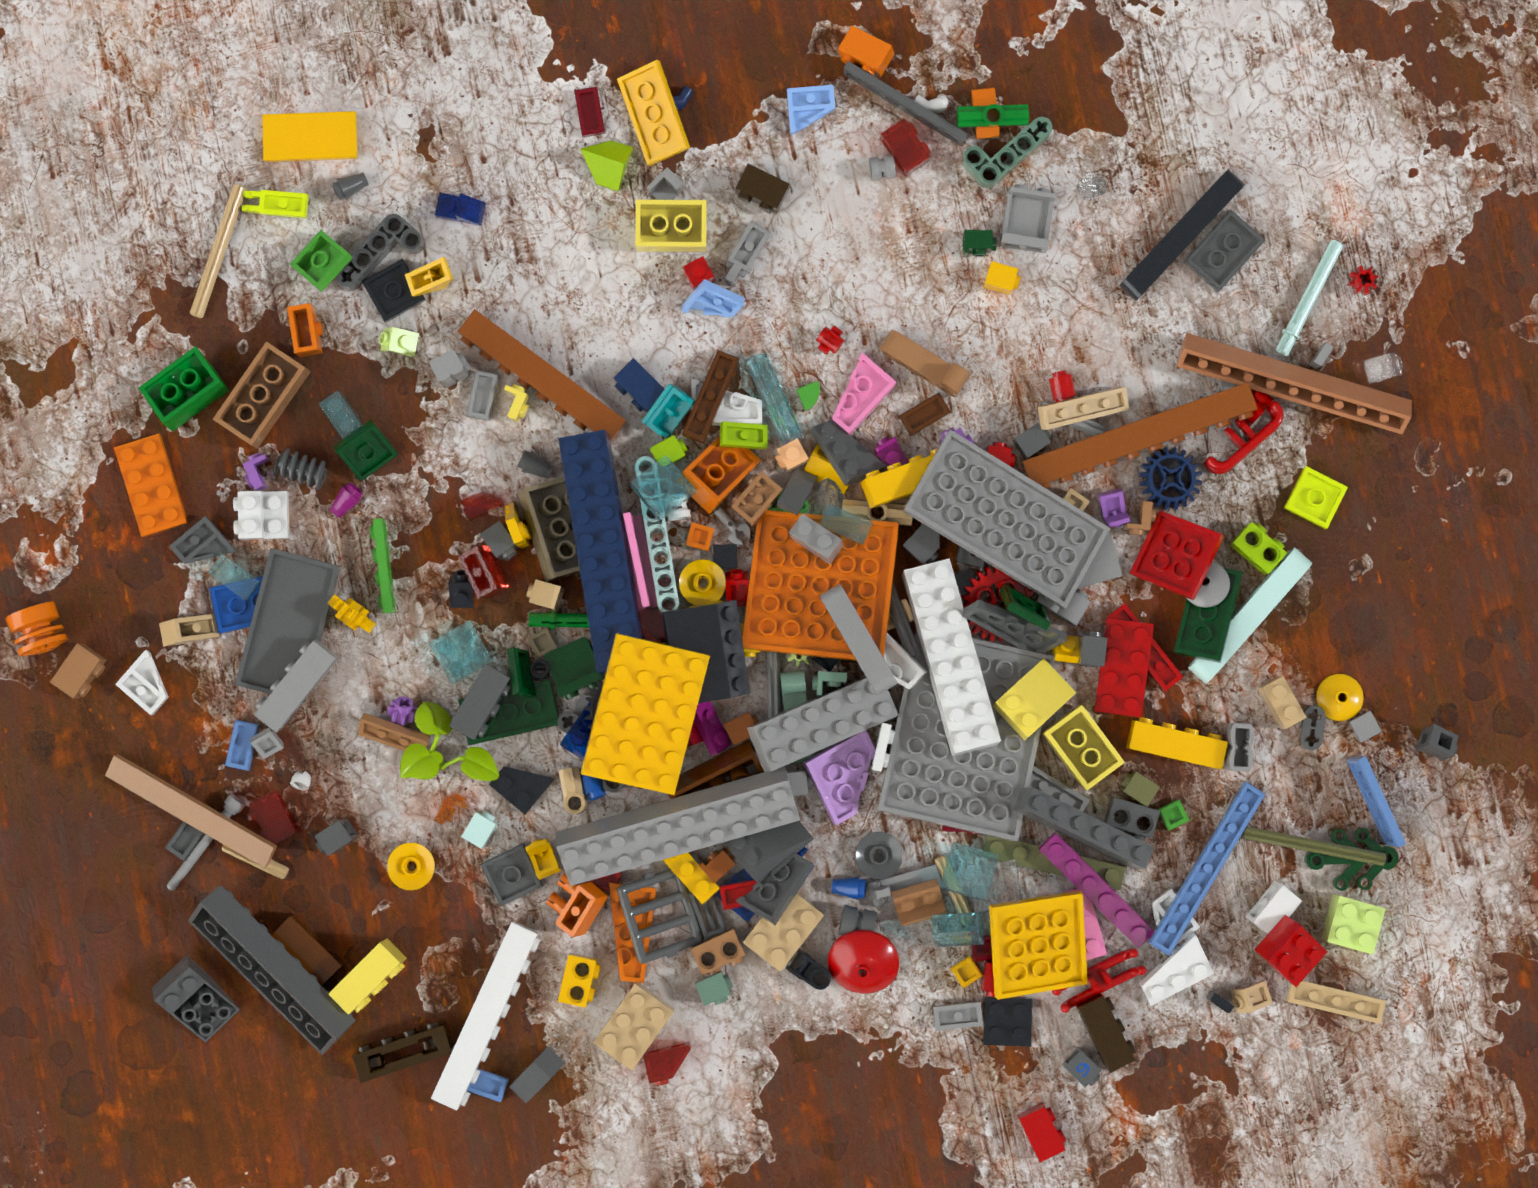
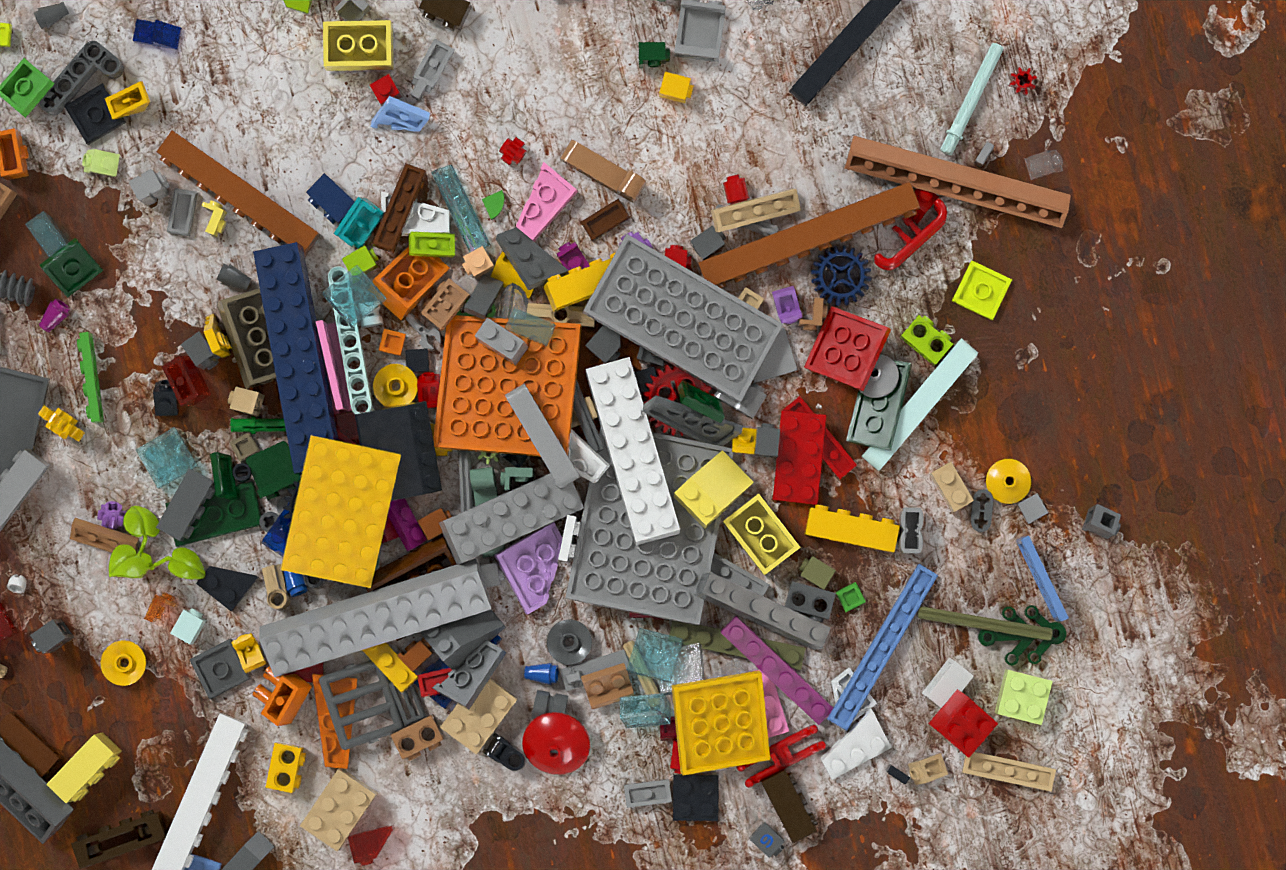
camera: 10 degrees right, 0 degrees up
(480, 504) = (182, 316): clear red brick -> none
(714, 988) = (415, 772): sand green brick -> none
(966, 971) = (655, 751): yellow tile -> none
(1224, 251) = (889, 56): dark grey tile -> none

